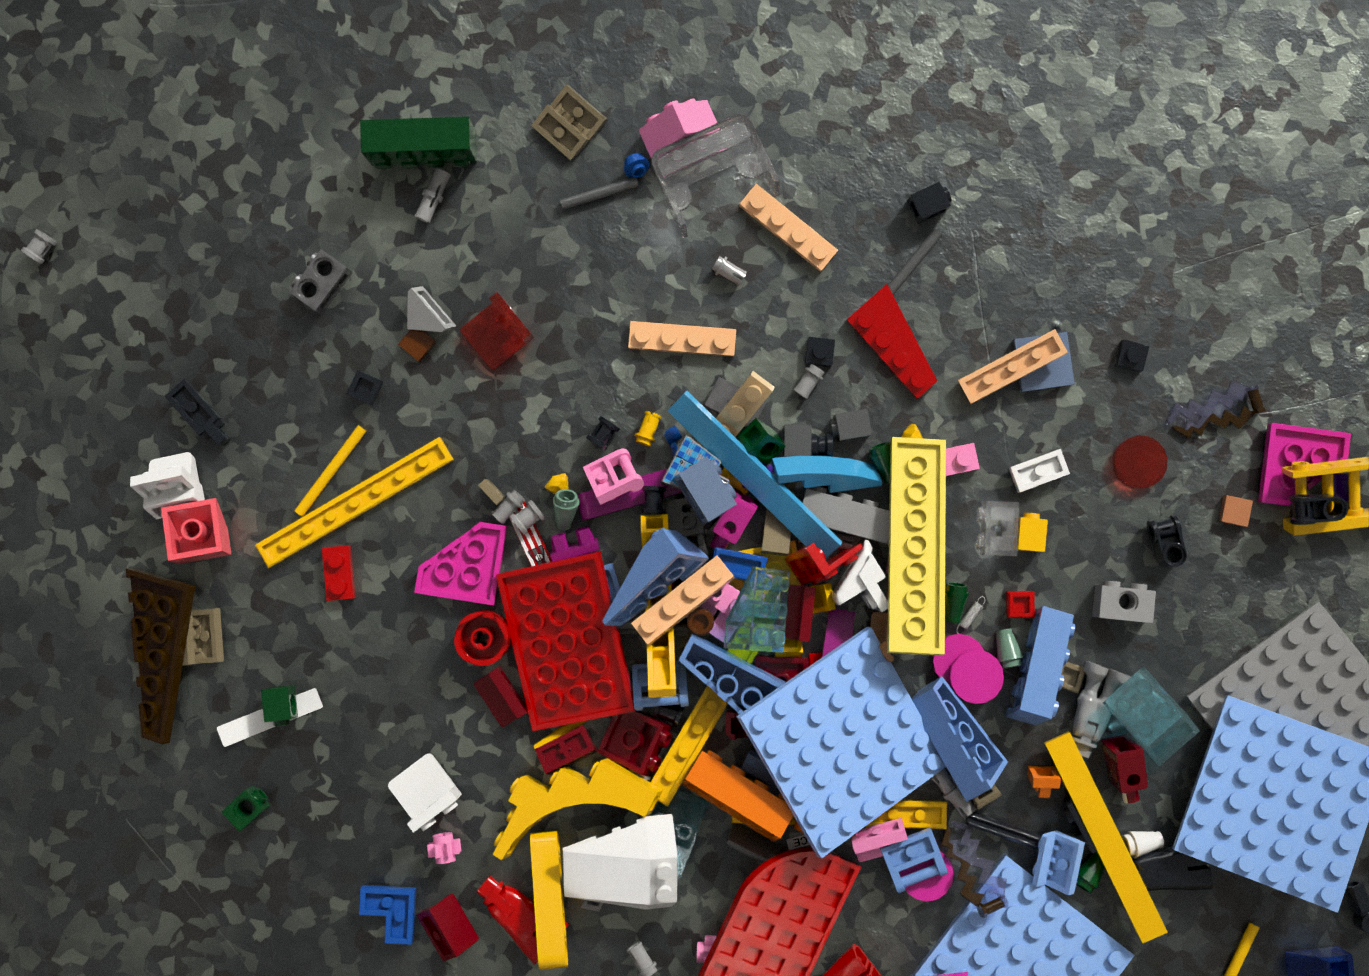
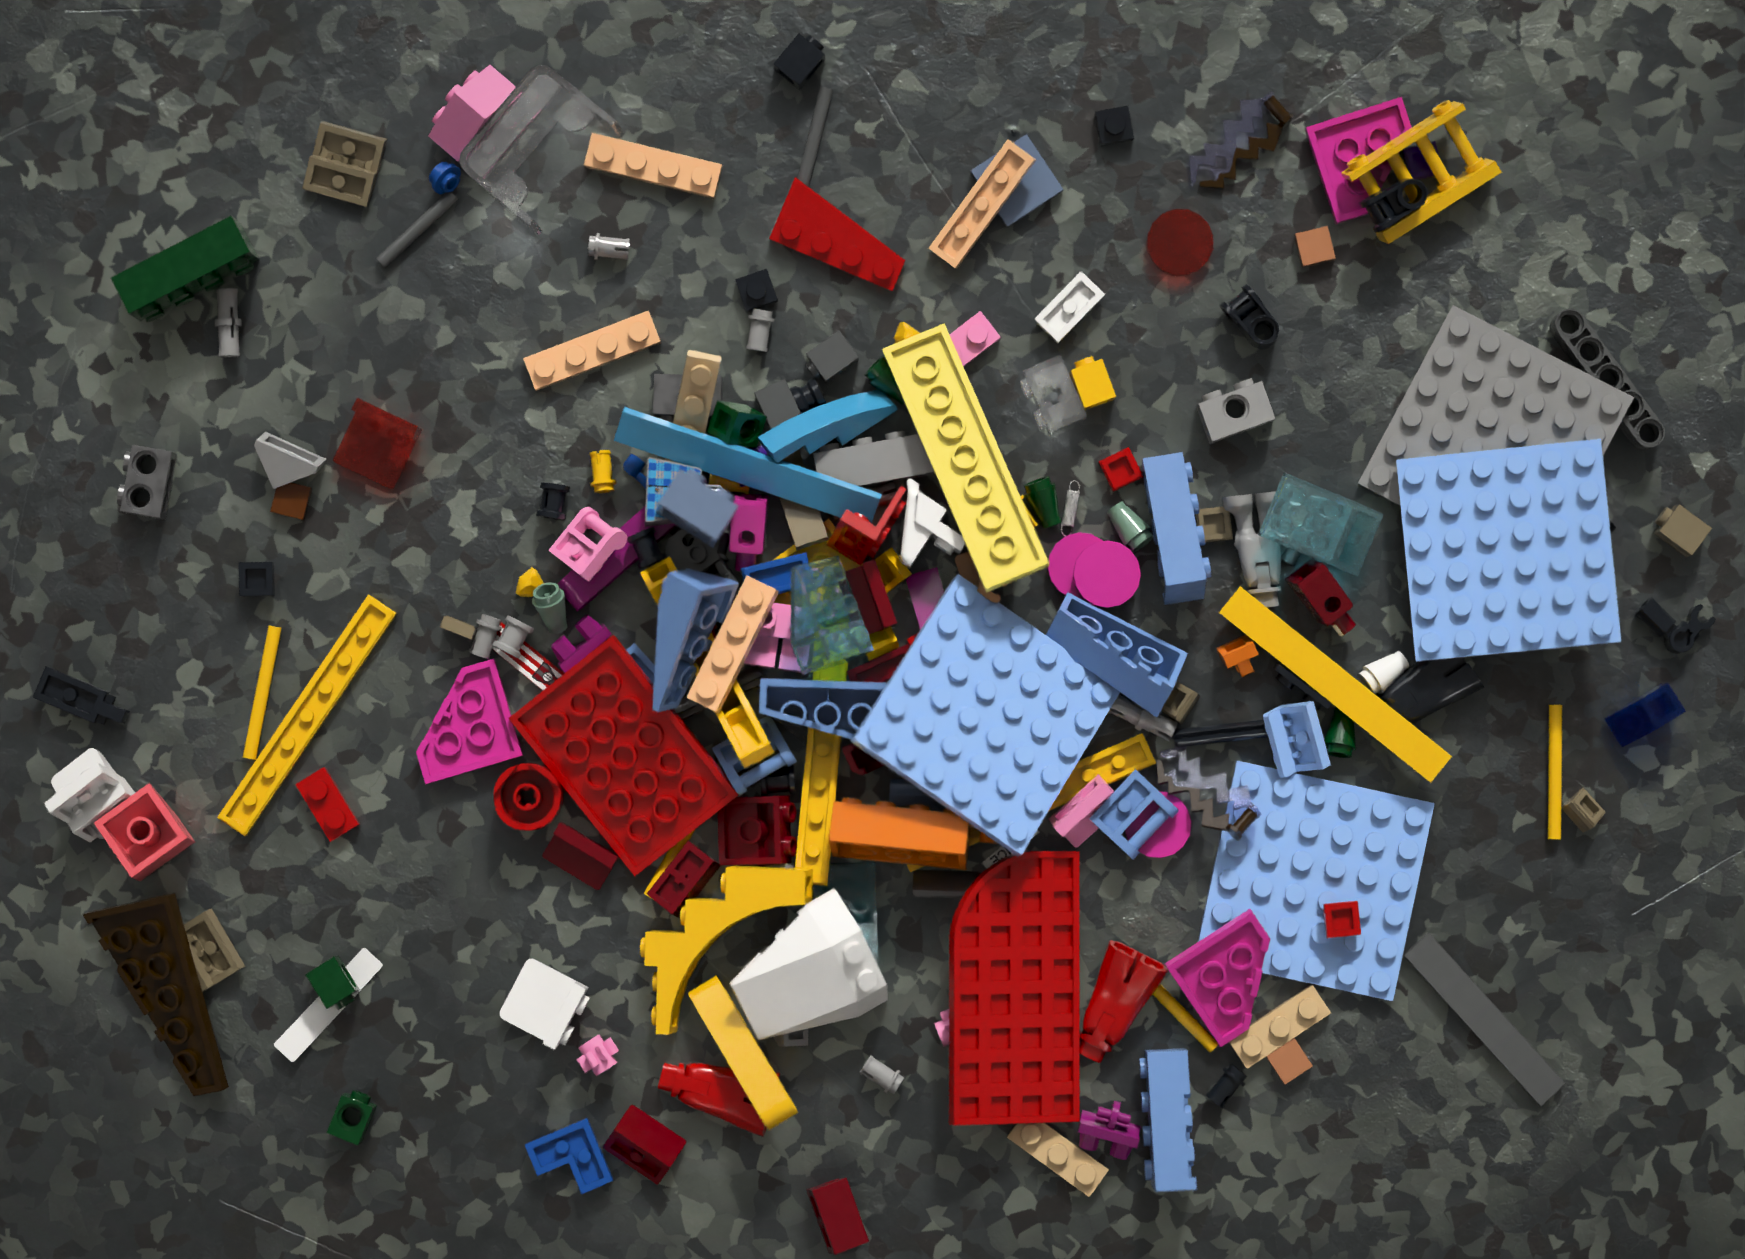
camera: 25 degrees left, 0 degrees up
(700, 621) = (764, 659): reddish brown tile -> none

